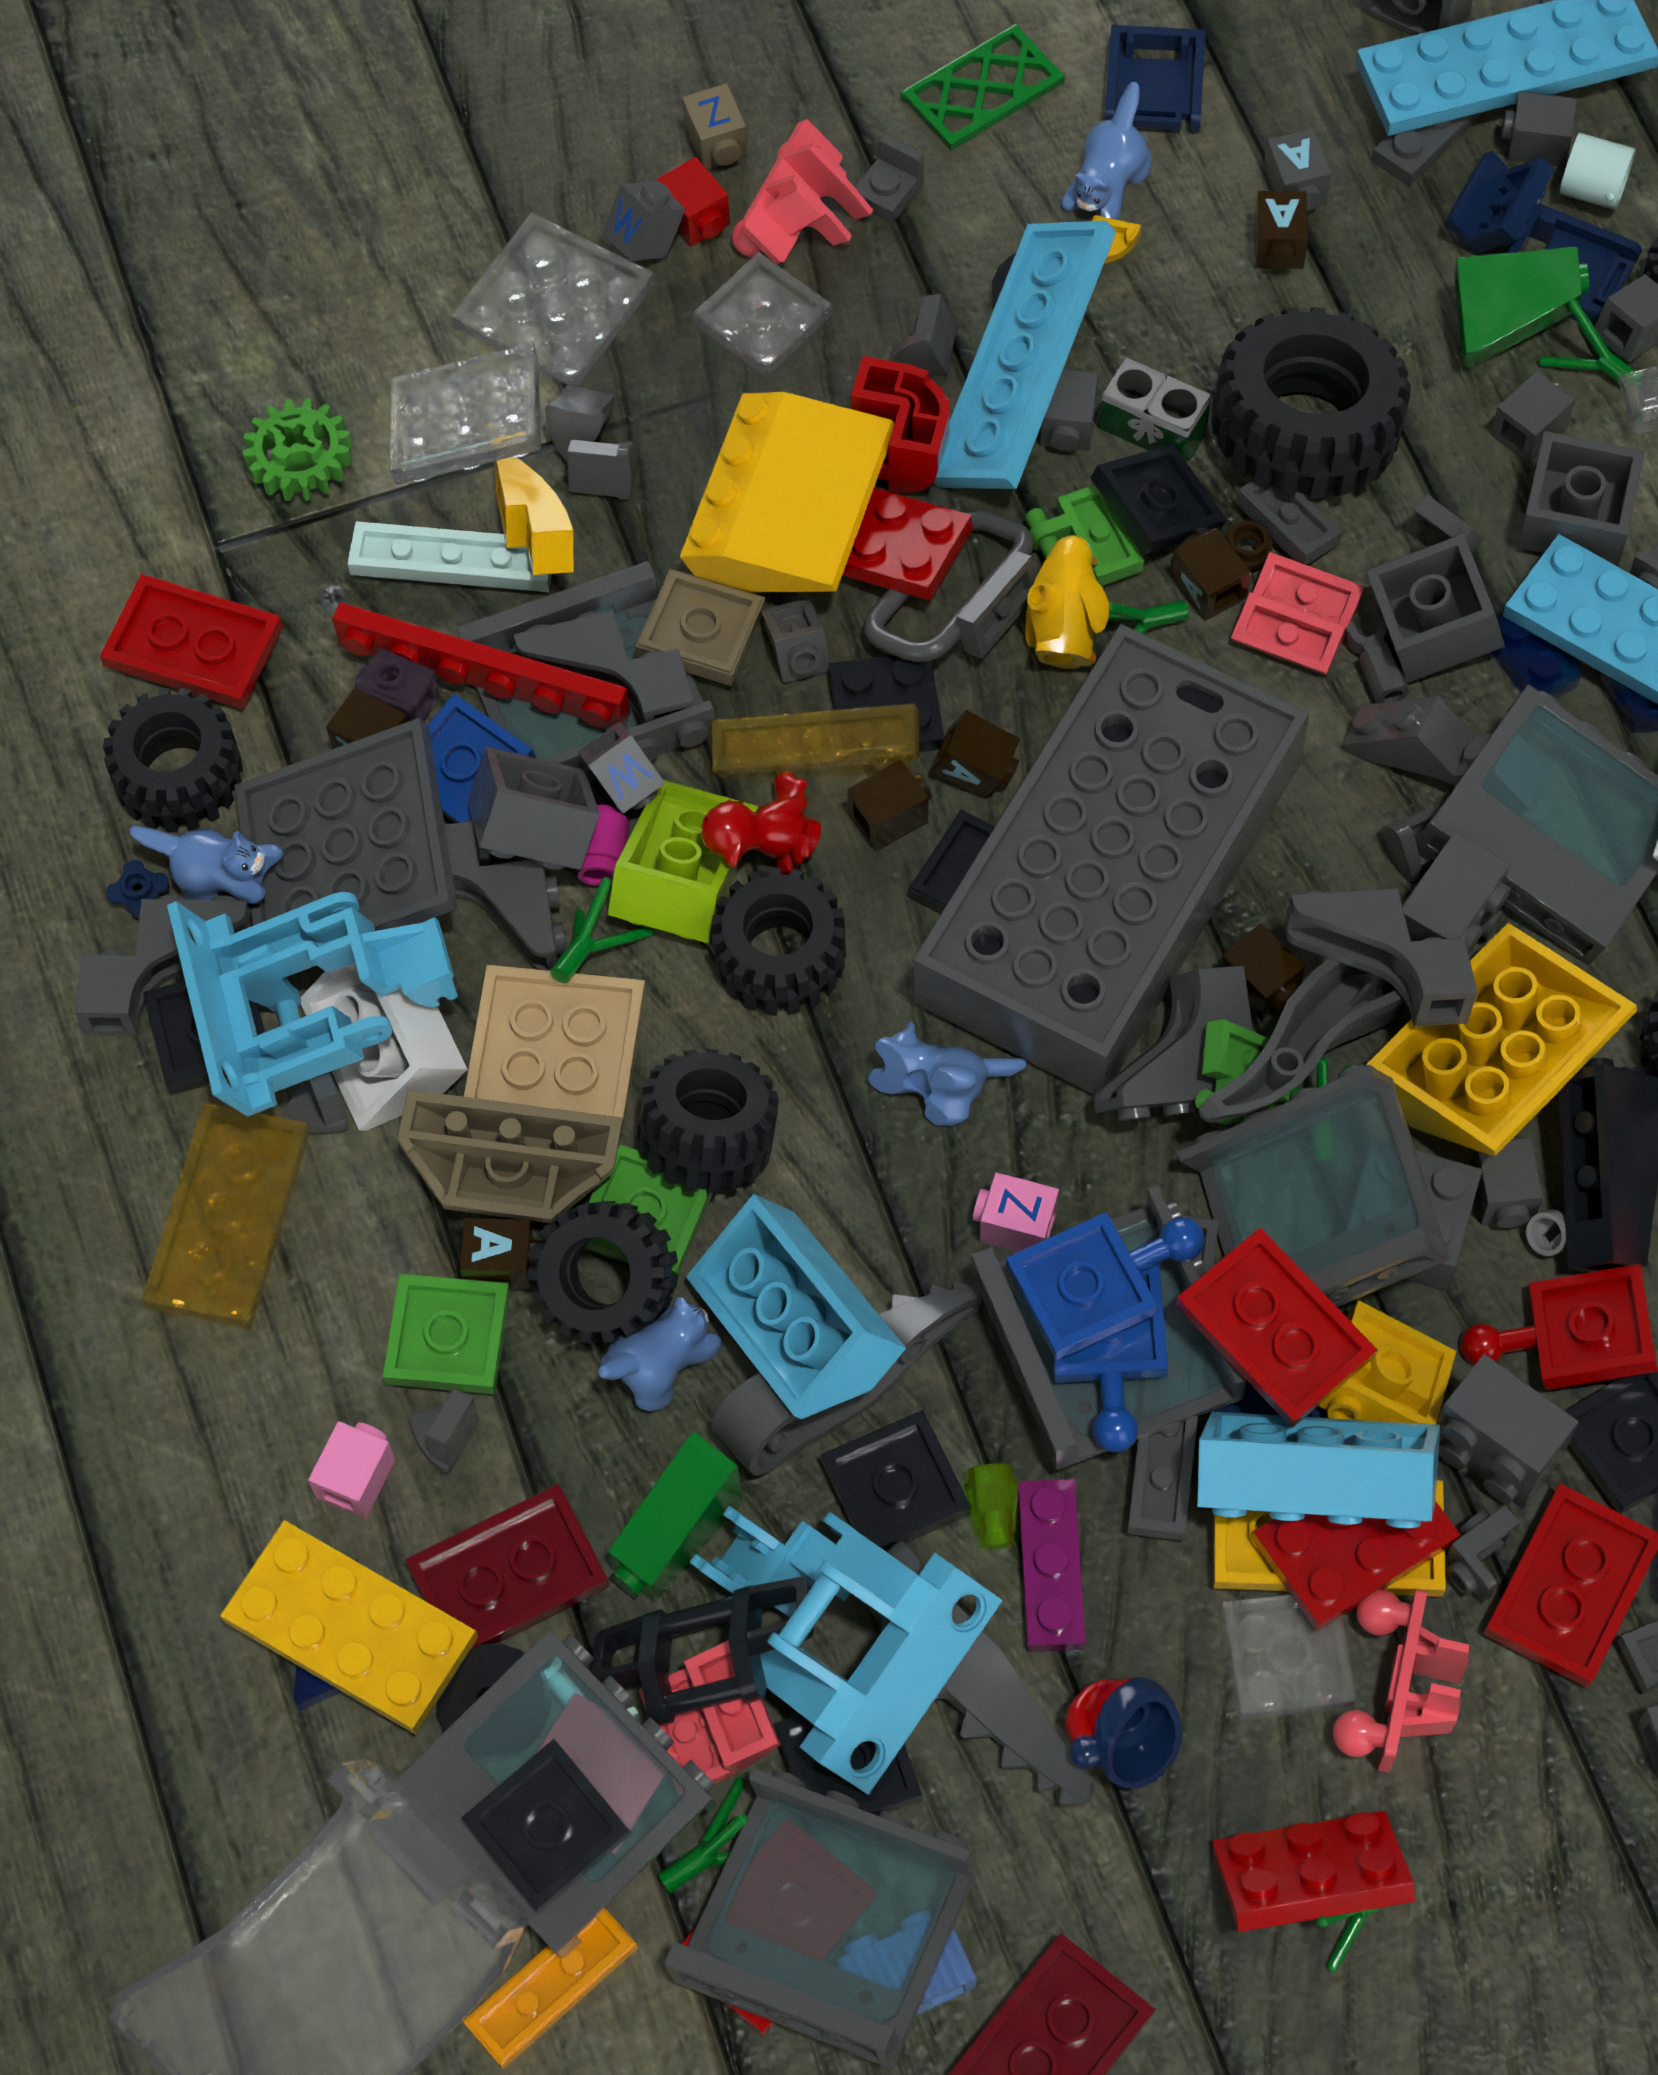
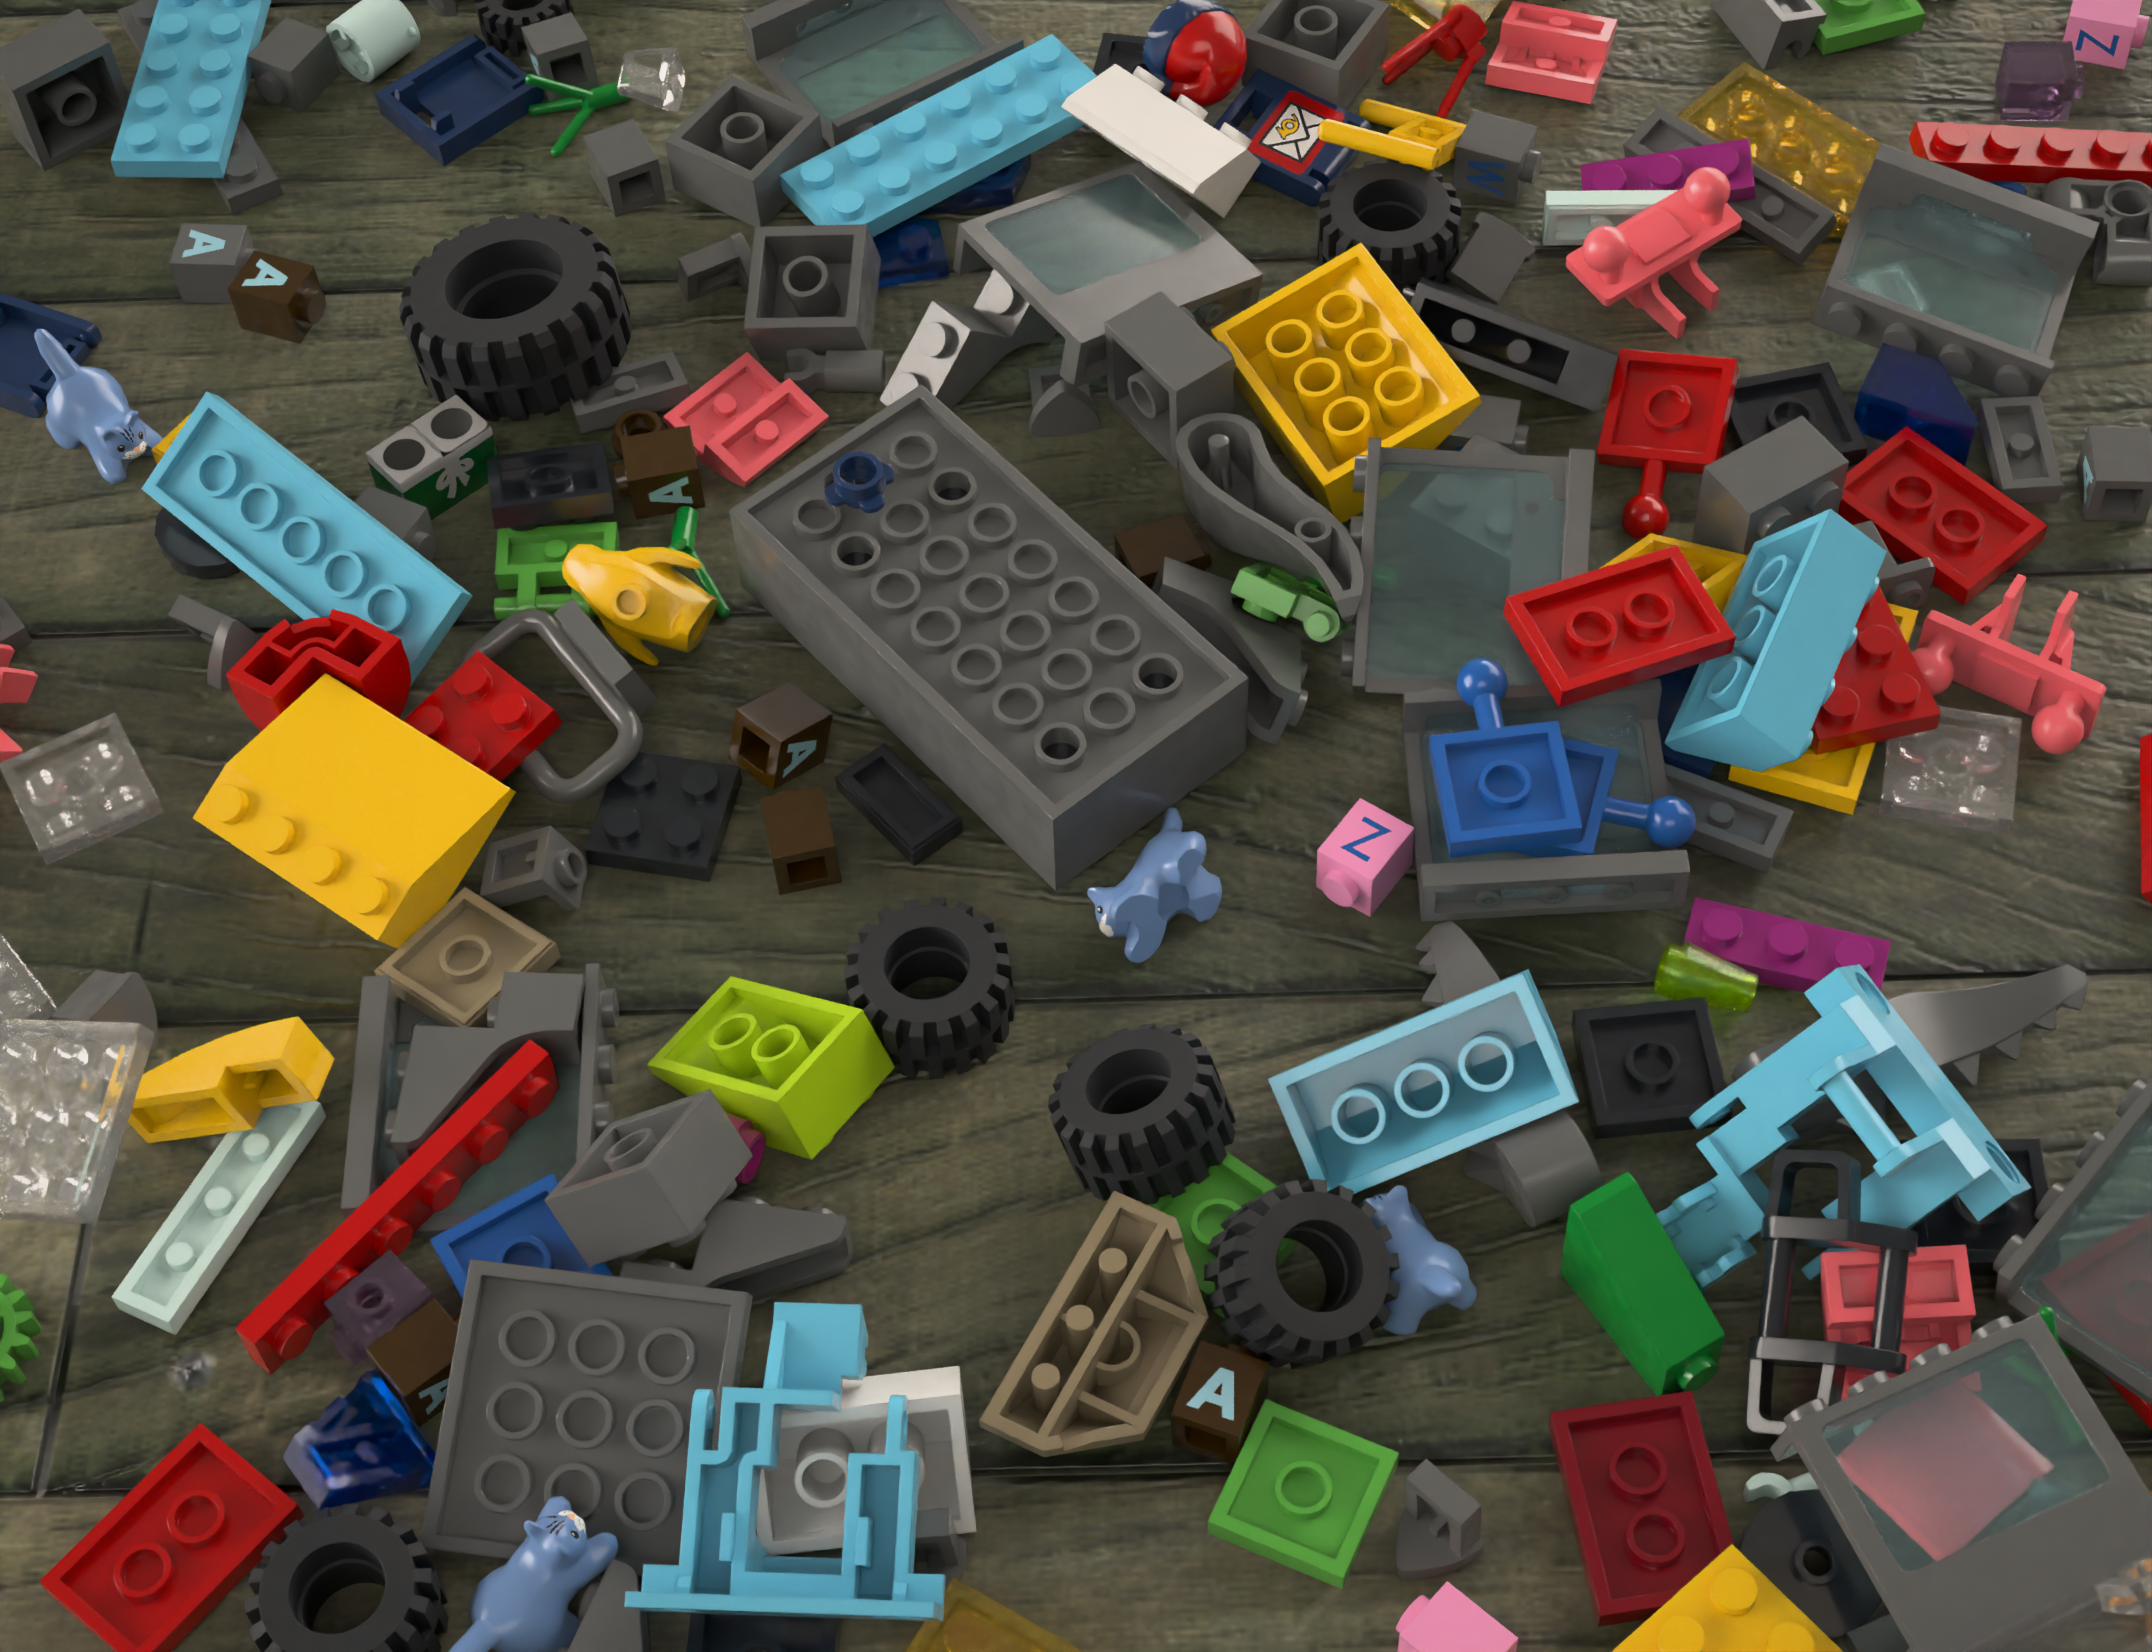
camera: 70 degrees left, 10 degrees down
(282, 716) = (360, 1449): none -> clear blue wing
(546, 1825) = (2042, 1496): black plate -> none
(556, 1040) = (960, 1266): tan plate -> none
(582, 942) = (842, 1189): green plant -> none
(602, 467) = (194, 1002): dark grey tile -> none
(622, 768) = (631, 1073): dark grey brick -> none
(773, 829) = (779, 953): red animal -> none
(815, 739) = (686, 880): clear yellow plate -> none
(1124, 1730) = (2006, 923): dark blue piece -> none
(1180, 690) = (859, 482): none -> dark blue plate
(1371, 934) = (1197, 419): dark grey arch -> none
(1498, 202) = (362, 116): dark blue bracket -> none
(1513, 297) = (483, 135): green slope -> none
(1540, 1226) = (1556, 418): light grey hinge -> none

